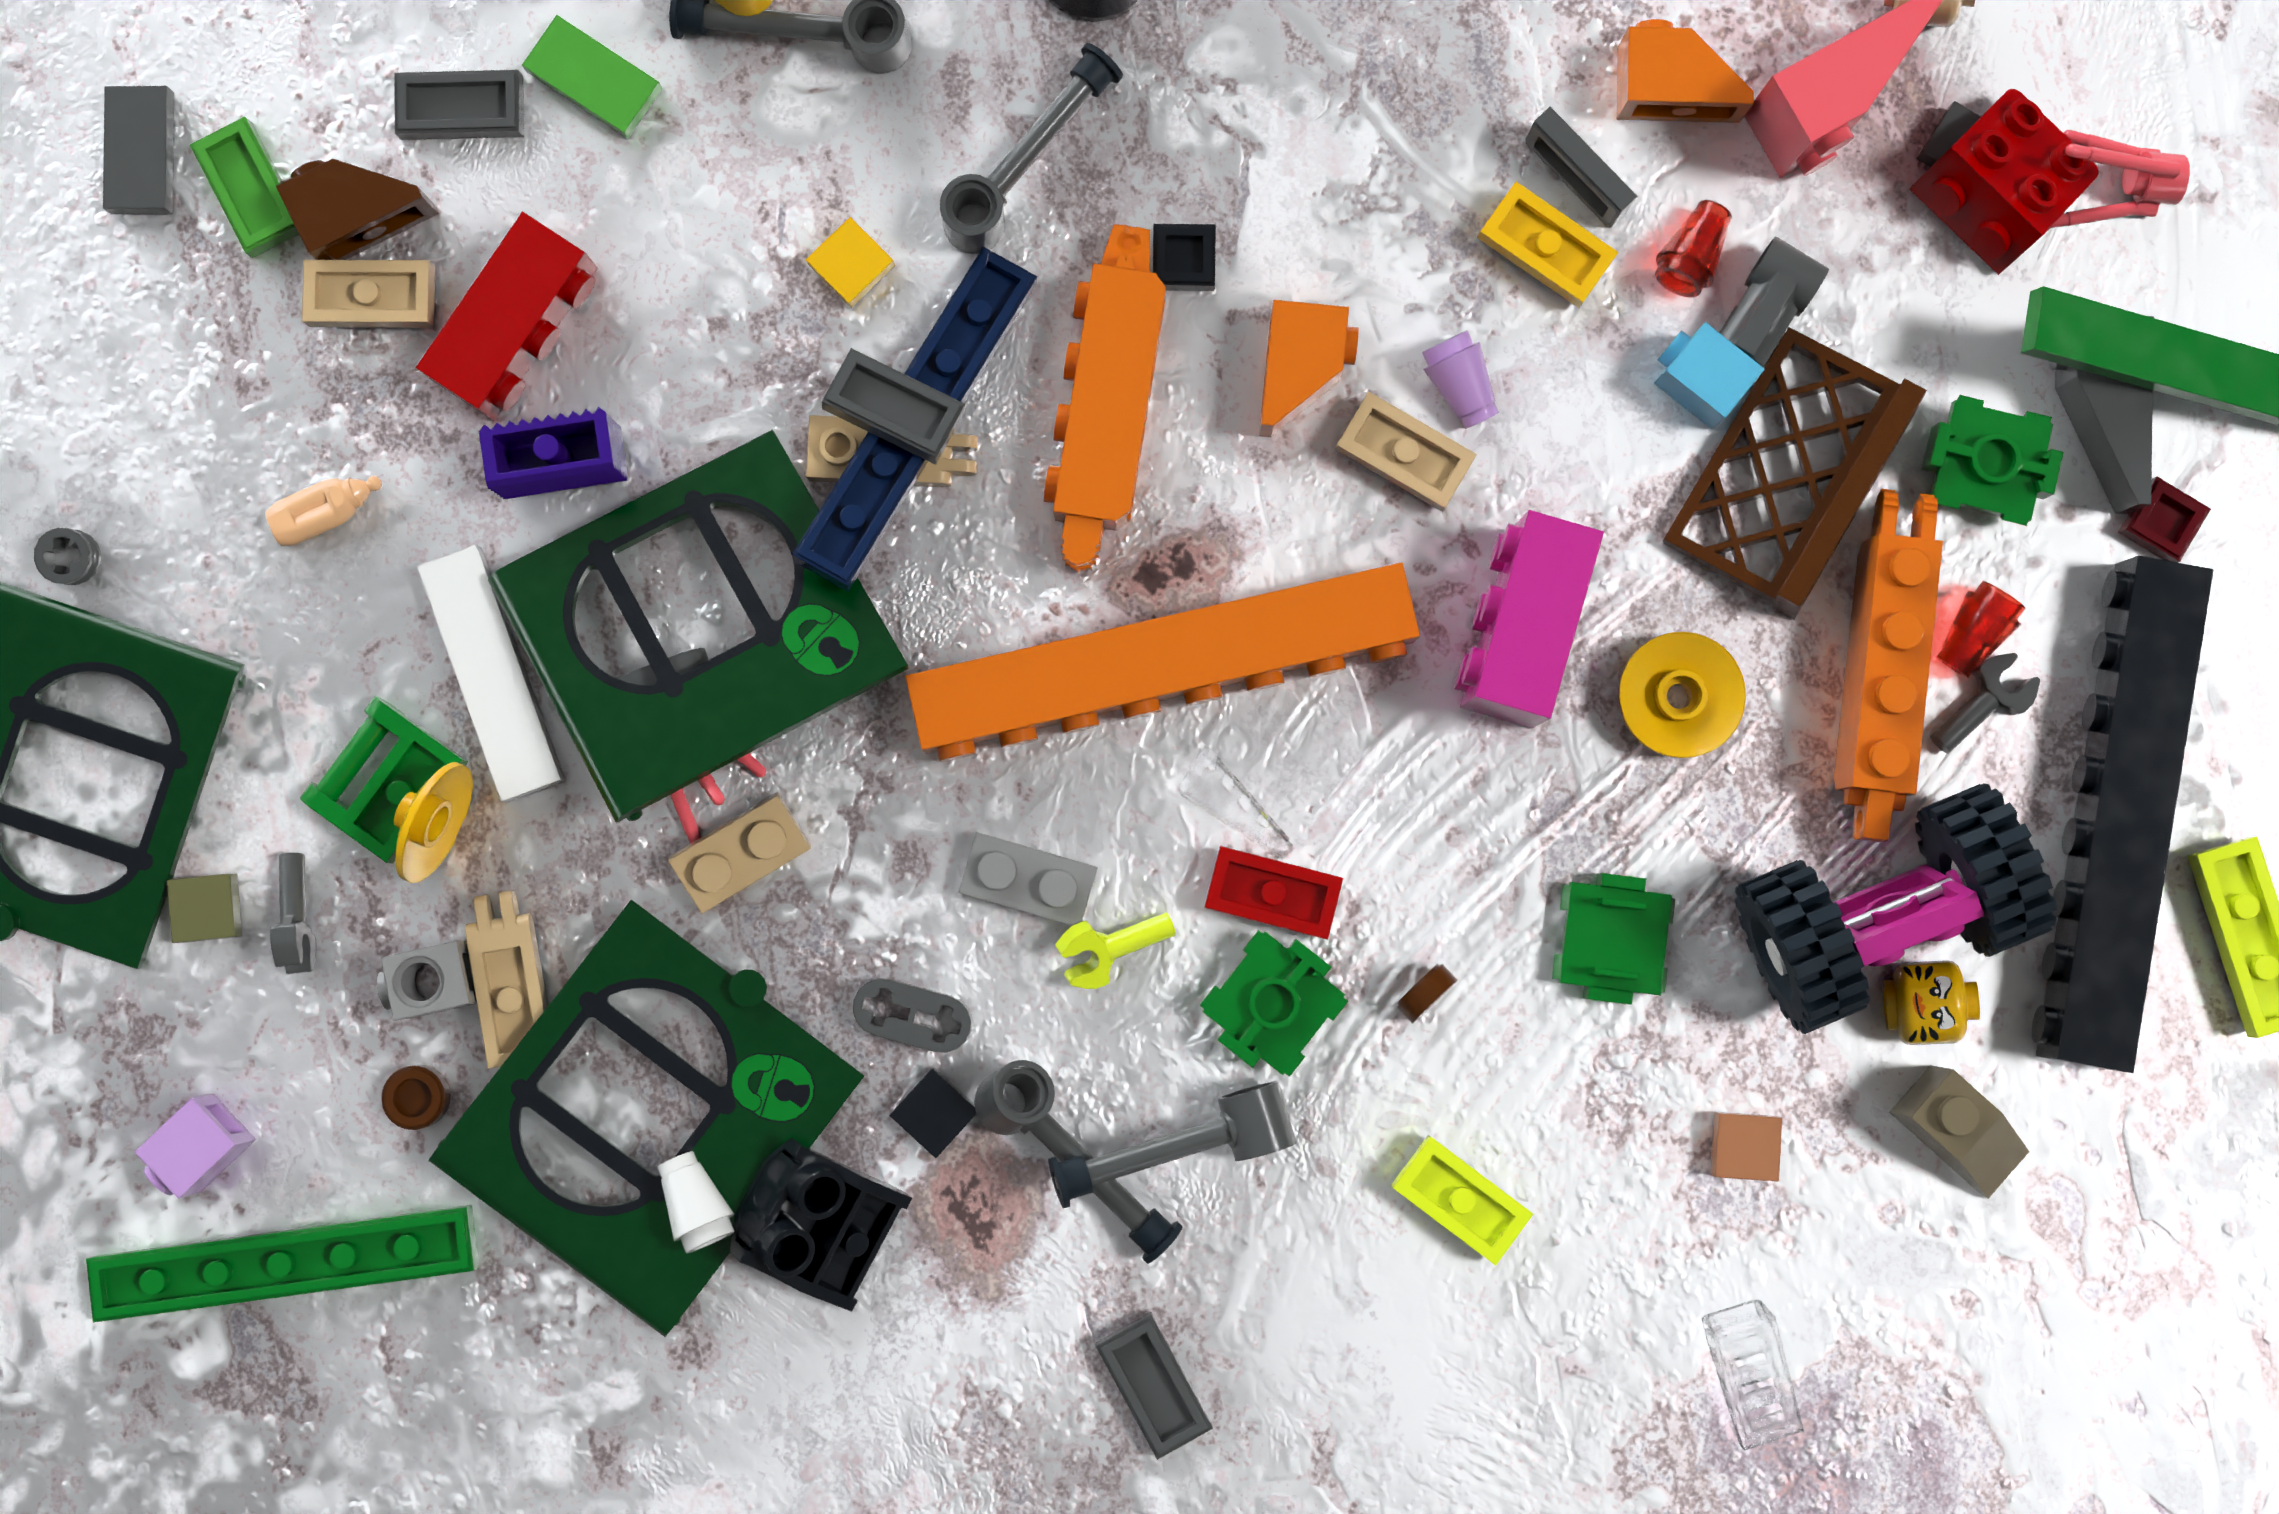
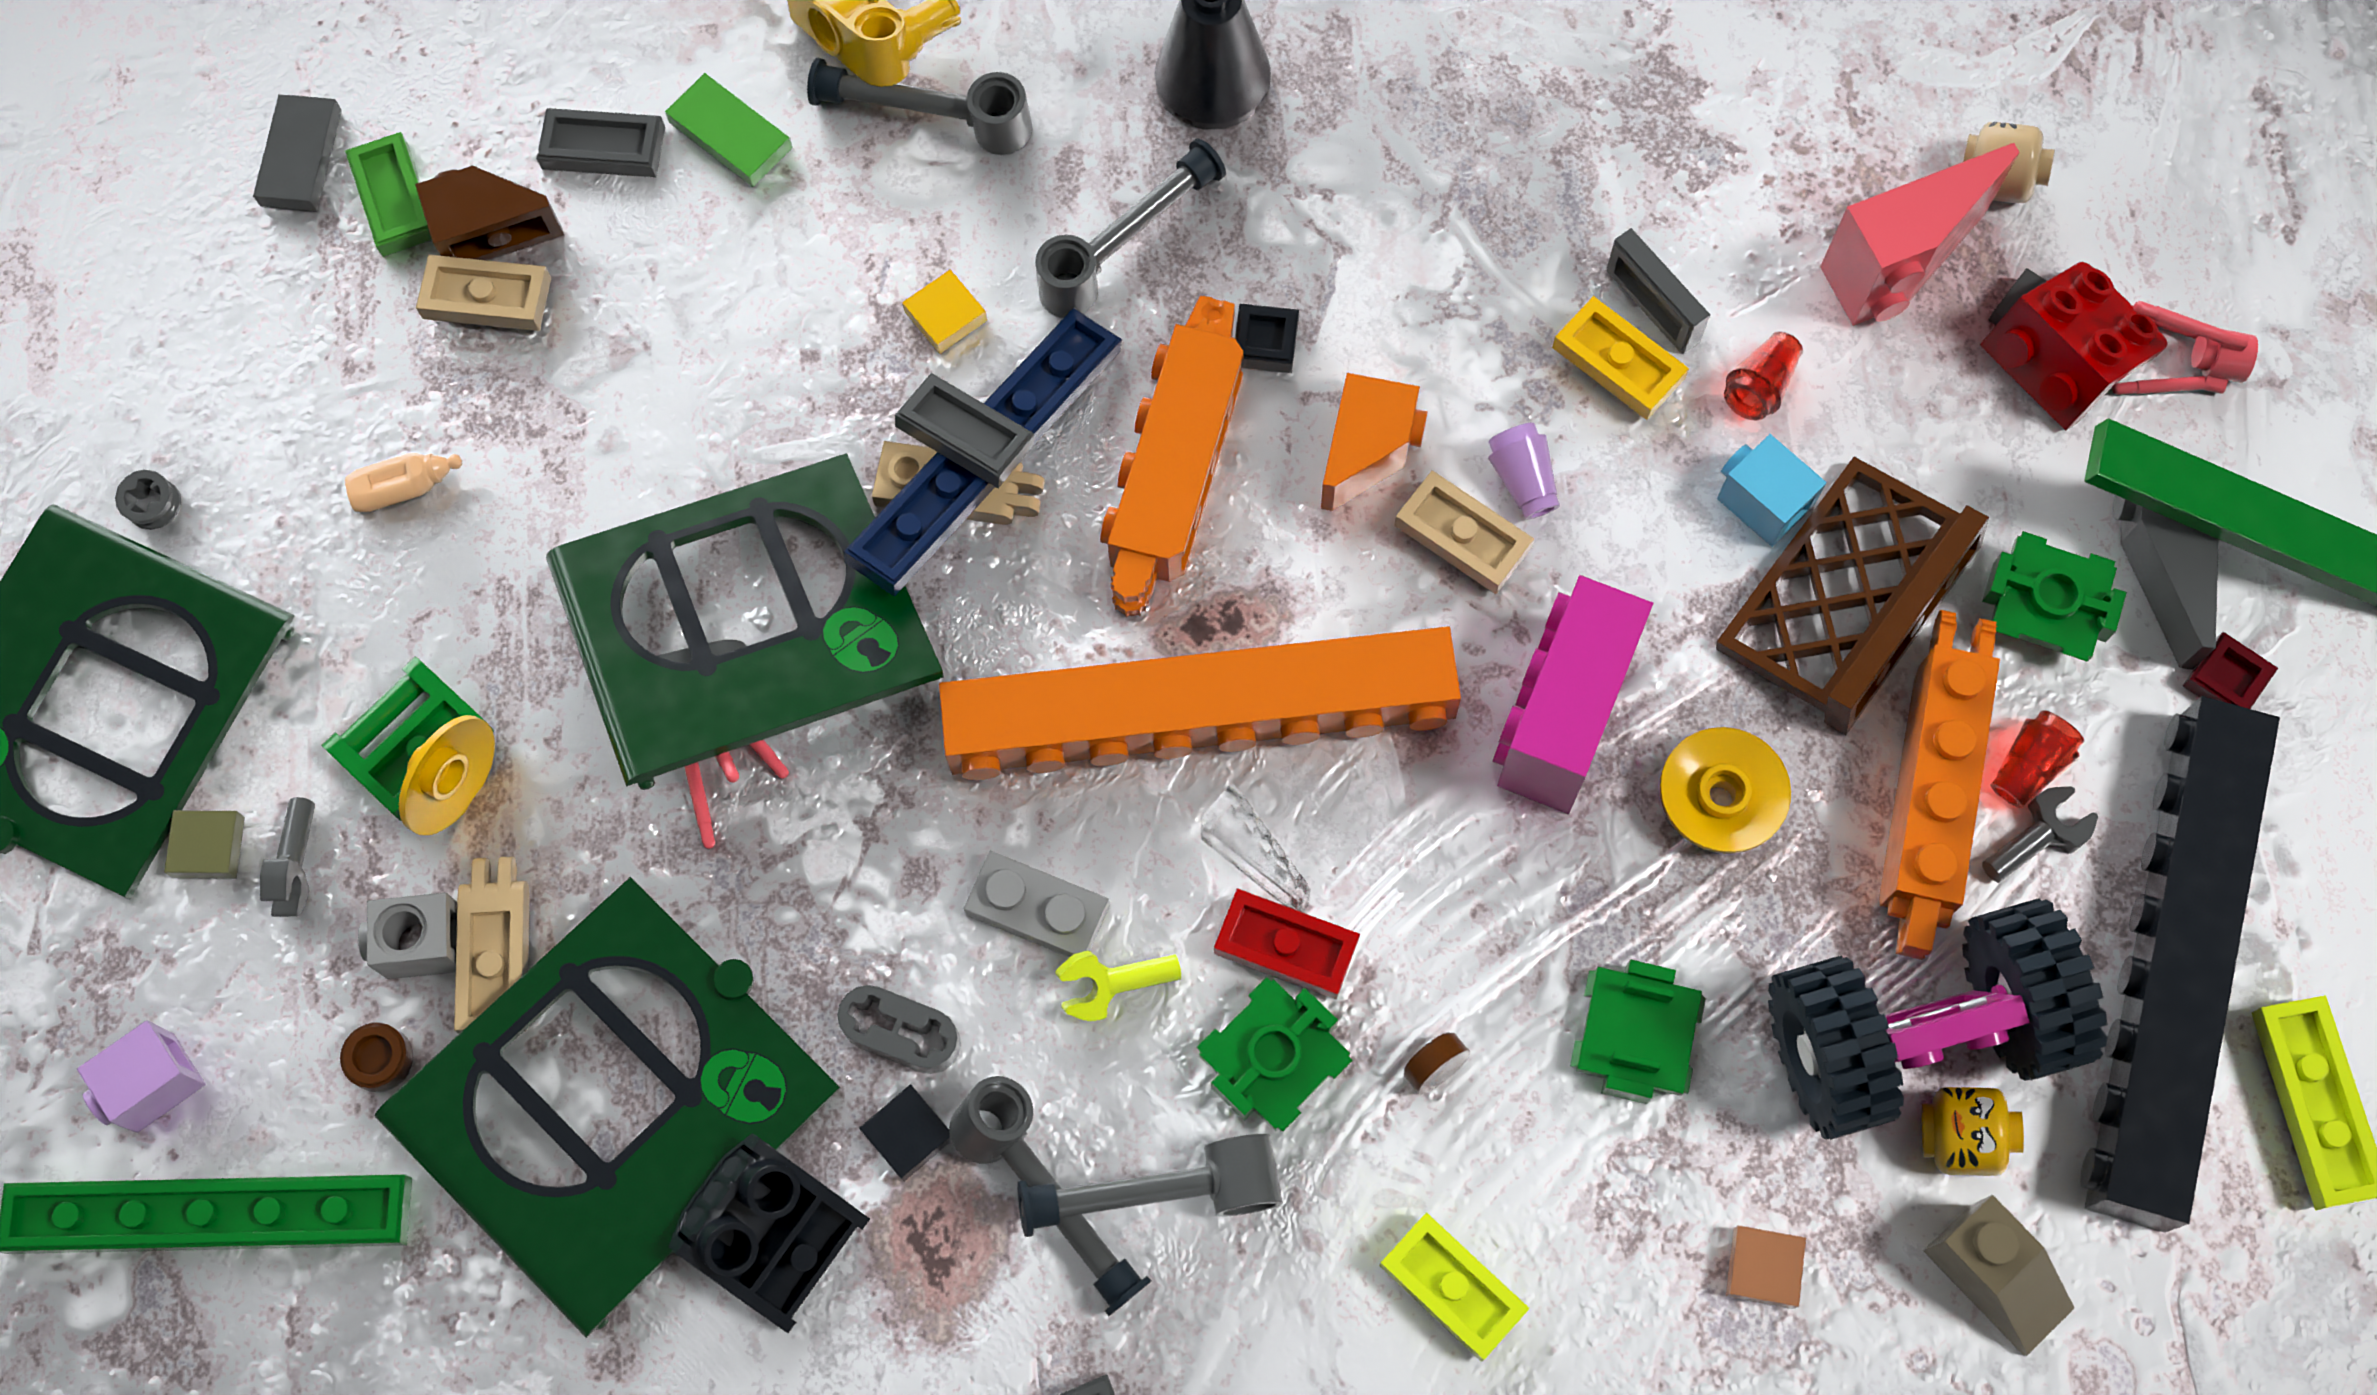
camera: 10 degrees right, 15 degrees down
(491, 674) = (533, 652): white tile -> none
(509, 317) = (610, 324): red brick -> none
(553, 454) = (629, 445): dark purple brick -> none
(694, 1203) = (640, 1192): white cone -> none
(739, 852) = (748, 846): tan plate -> none
(1676, 77) = (1757, 222): orange slope -> none
(1776, 293) = (1842, 421): dark grey piece -> none

